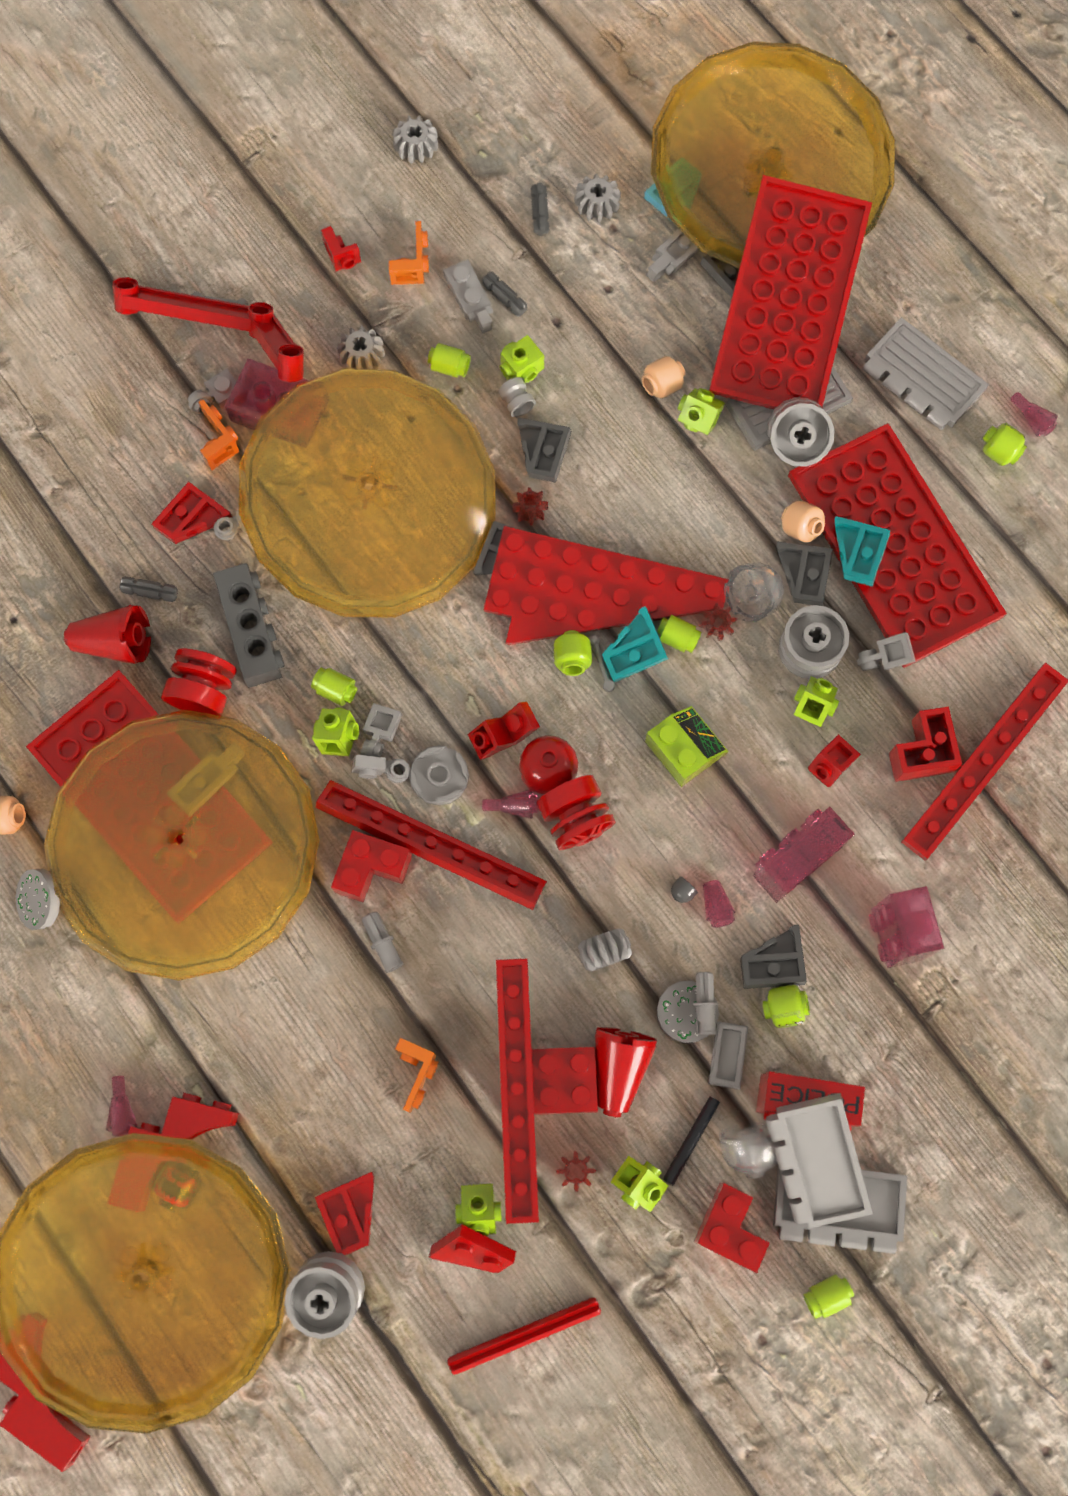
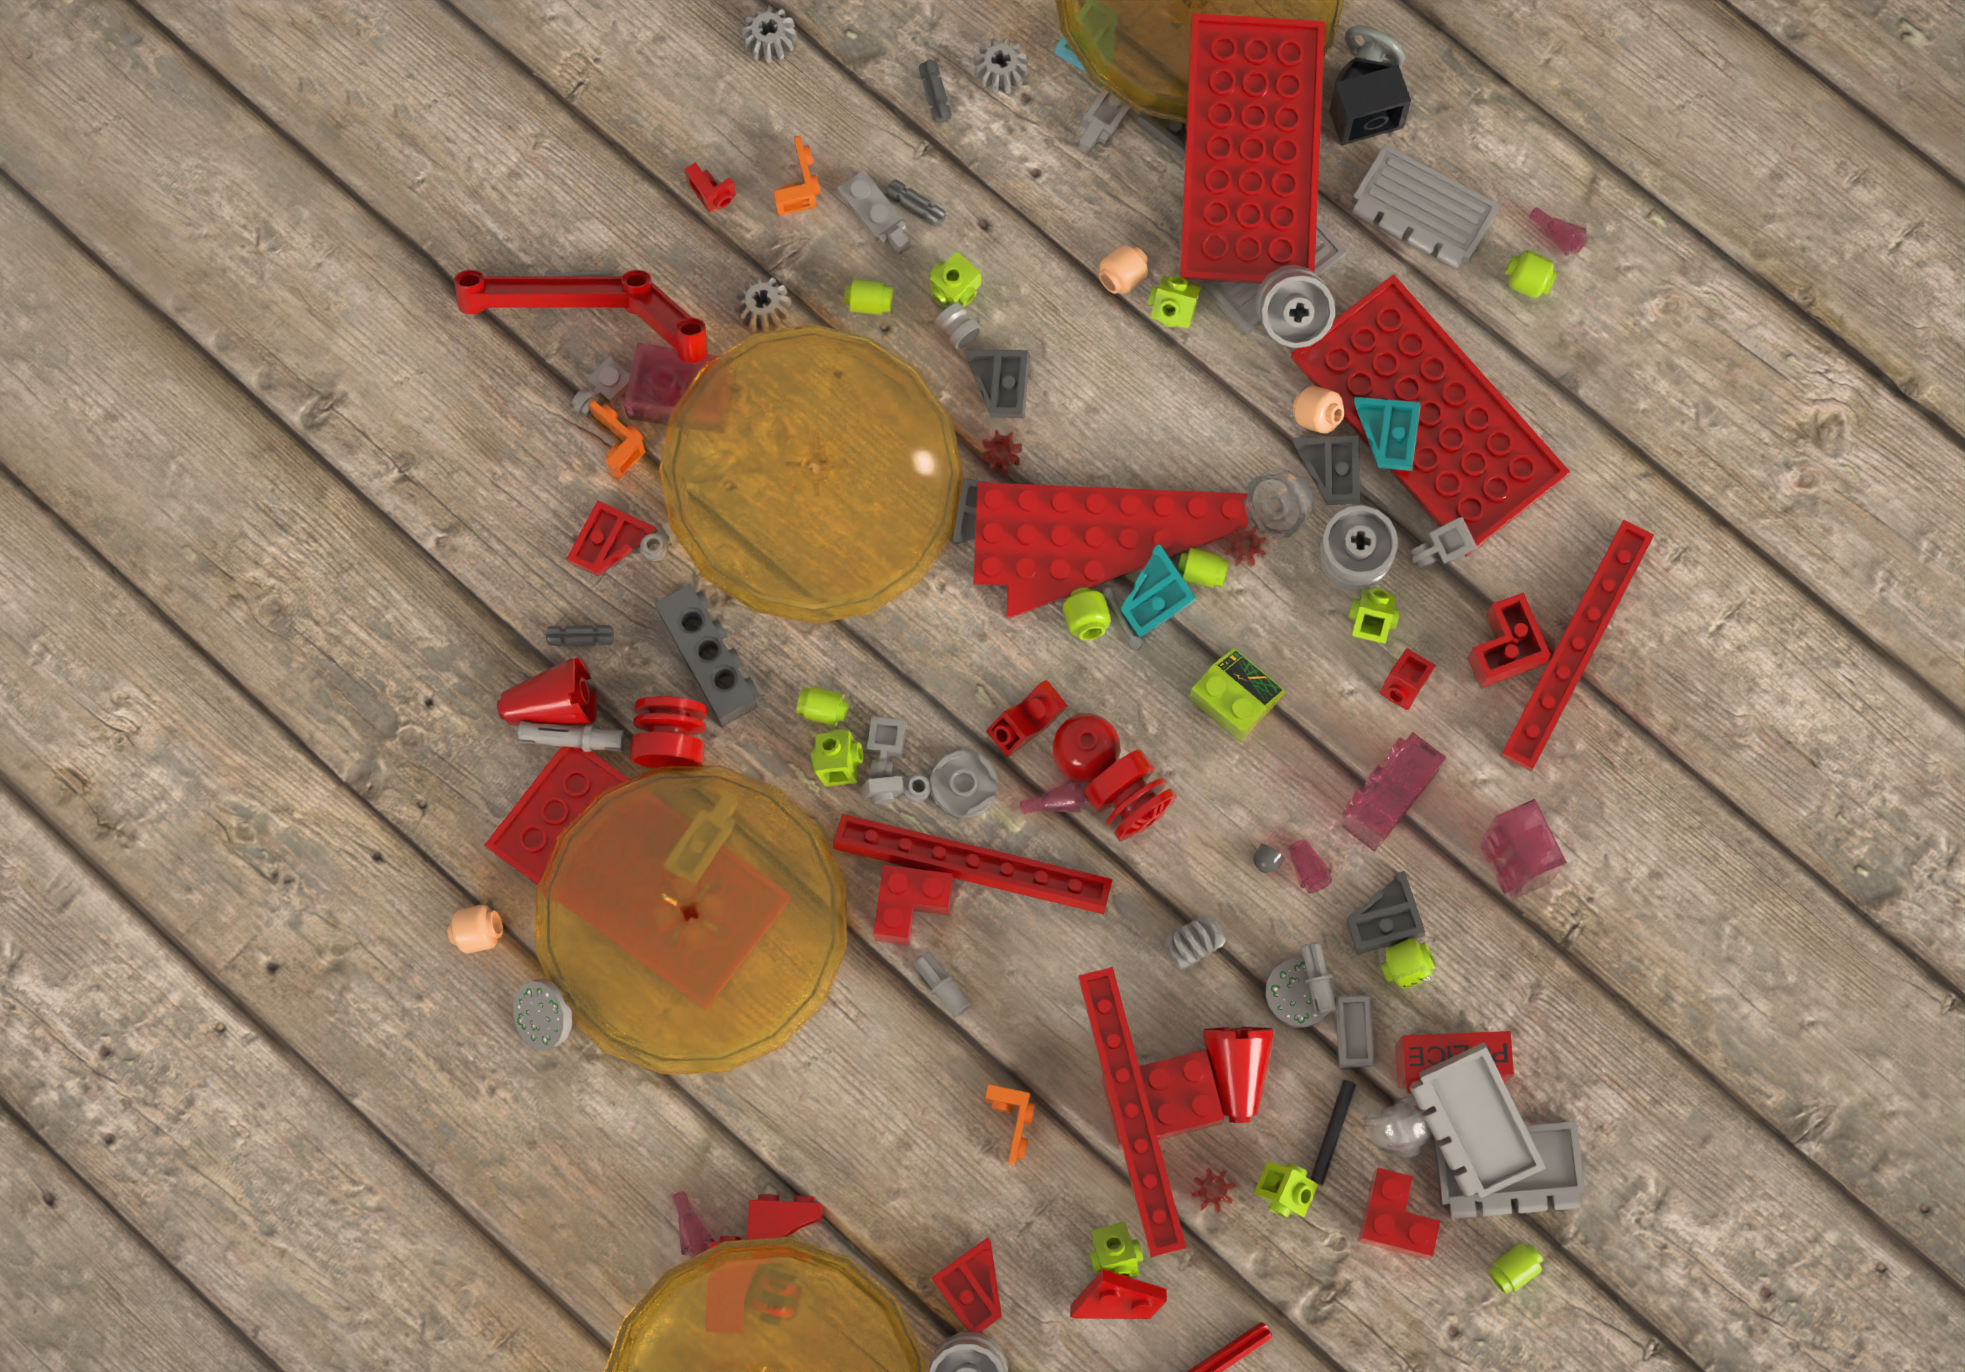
camera: 10 degrees left, 0 degrees up
(129, 673) = (569, 736): none -> light grey pin
(899, 269) = (1370, 90): none -> black piece

